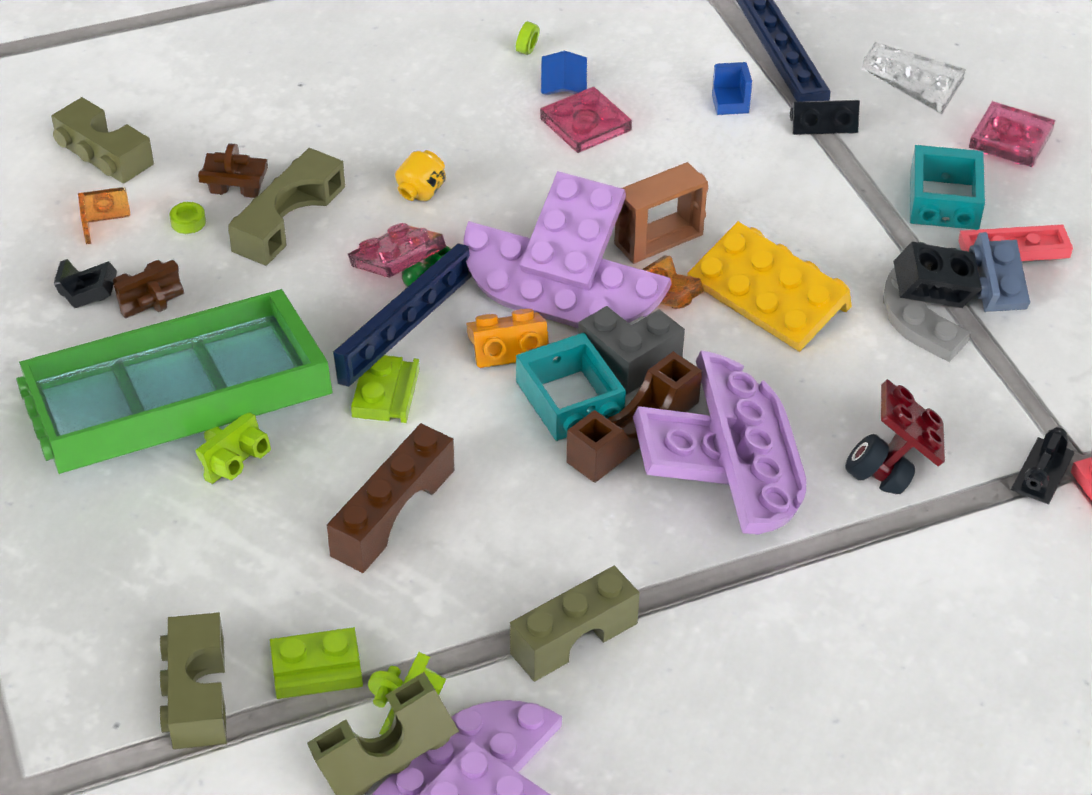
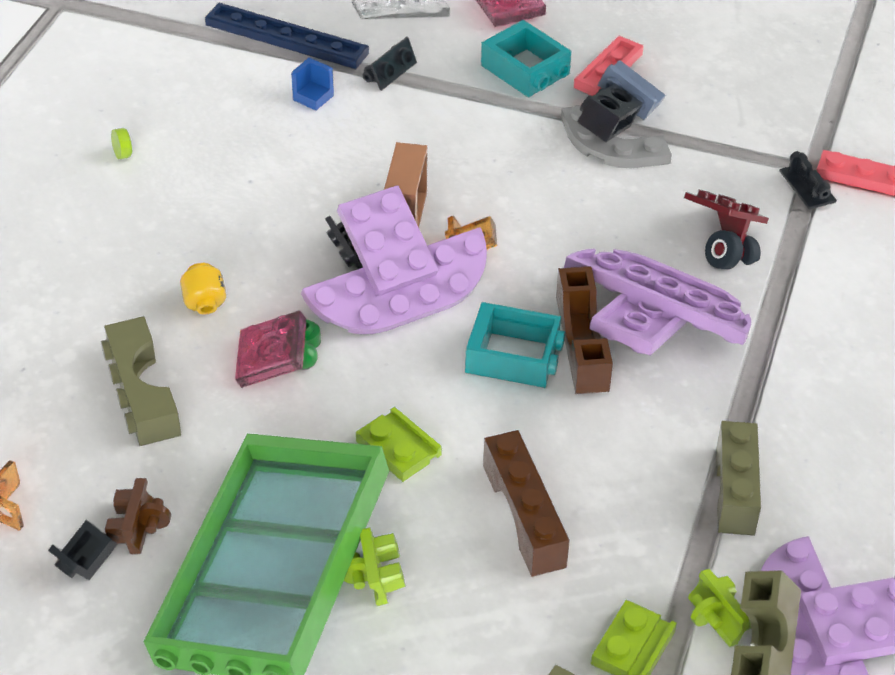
camera: 50 degrees left, 0 degrees up
(187, 217) = (71, 448): lime tile -> none
(233, 169) = (65, 386): reddish brown hips -> none
(401, 315) = (353, 382): dark blue tile -> none
(501, 339) = (425, 346): light orange bracket -> none
(563, 73) = (187, 151): blue panel -> none
(585, 119) = (242, 172): clear pink plate -> none
(635, 347) = (515, 288): dark grey brick -> none
(771, 285) = (524, 191): yellow bracket -> none

